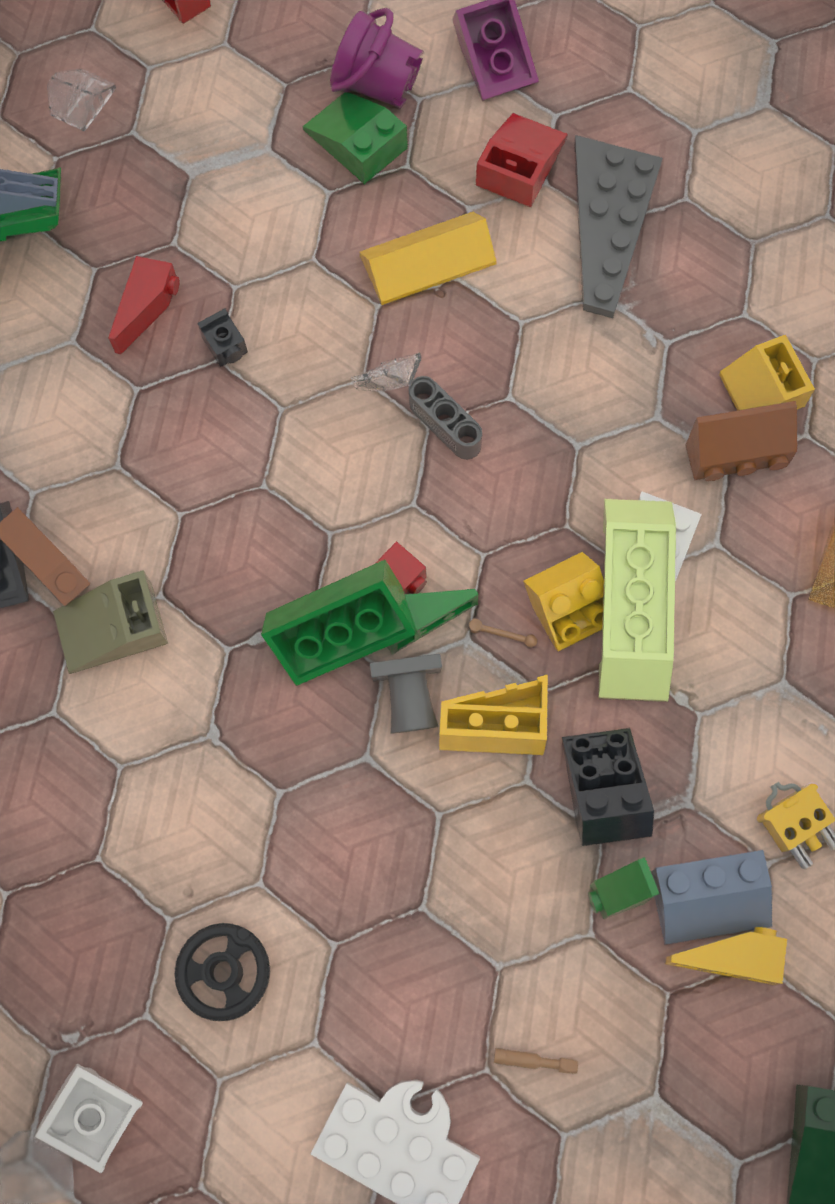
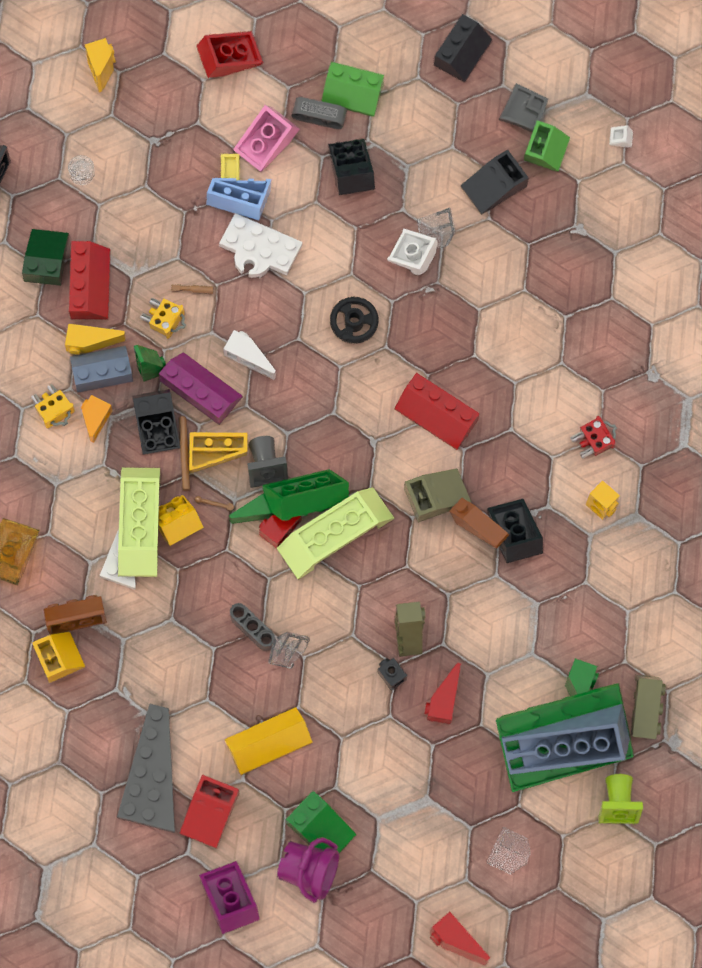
camera: 170 degrees right, 0 degrees up
(88, 778) = (437, 411): none -> red slope
(183, 394) = (409, 628): none -> olive wedge
(289, 563) = (333, 530): none -> yellowish green slope
(437, 915) = (245, 351): none -> white slope
(523, 848) = (199, 387): none -> magenta slope
(554, 727) = (184, 453): none -> medium nougat bar
(577, 994) = (166, 317): none -> yellow piece
(721, 798) = (95, 415): none -> light orange slope
(743, 1086) = (89, 281): none -> red slope

